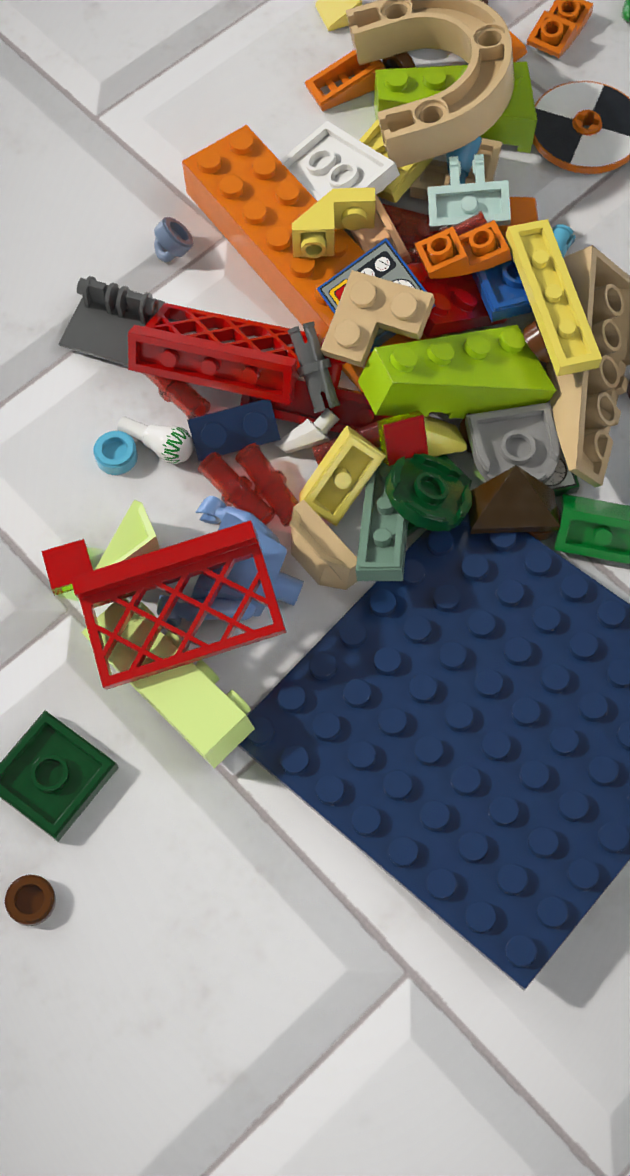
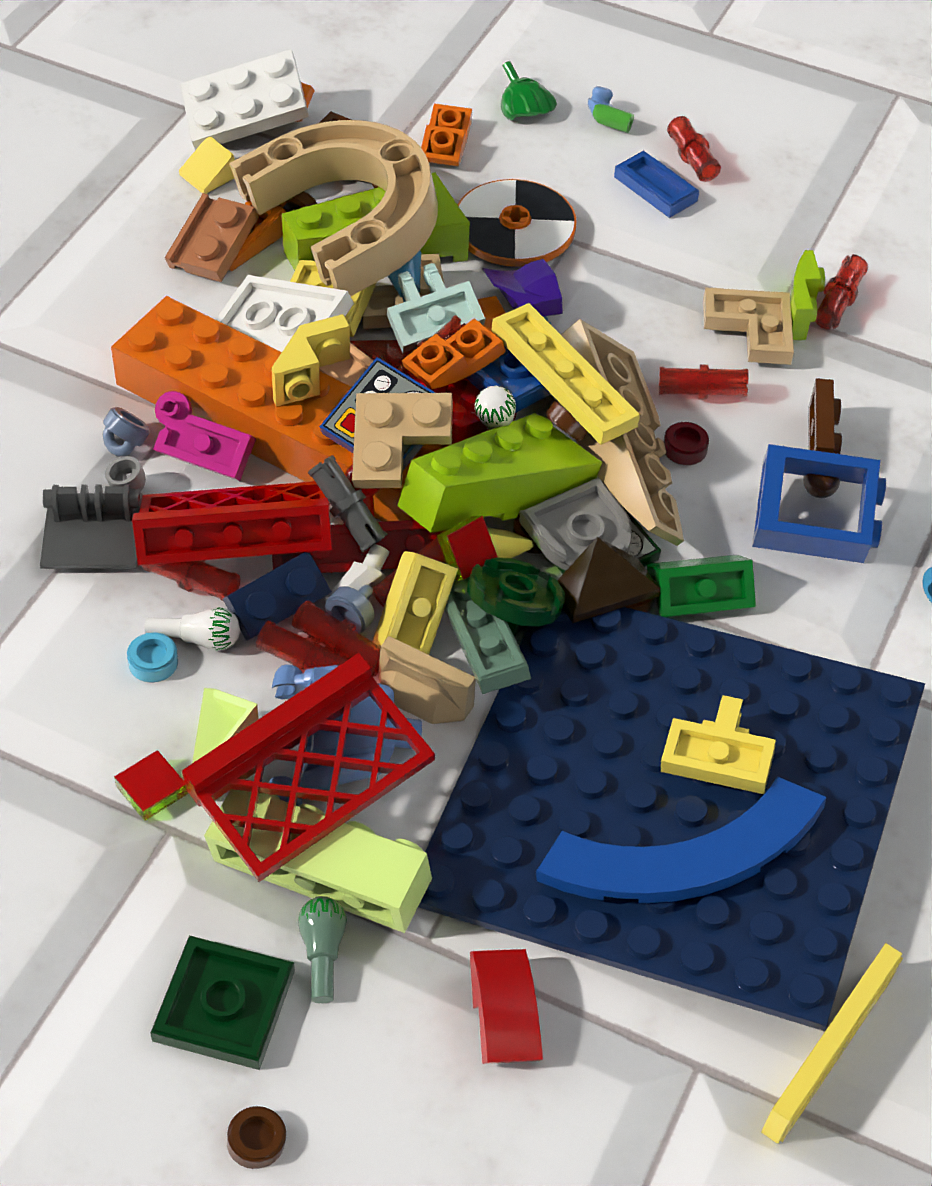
camera: 25 degrees left, 15 degrees down
(149, 742) = (322, 928): none -> sand green piece
(150, 279) = (117, 470): none -> light grey hinge
(227, 266) = (200, 440): none -> dark pink hinge
(267, 864) = (506, 1006): none -> red slope
(289, 460) = (352, 605): none -> sand blue tile
(314, 75) = (212, 237): none -> nougat plate
(474, 801) = (689, 866): none -> blue tile
(478, 312) = (495, 407): none -> white piece
(529, 1001) = (832, 1044): none -> light yellow tile
(540, 702) = (719, 750): none -> light yellow hinge
(565, 198) = (530, 284): none -> dark purple slope

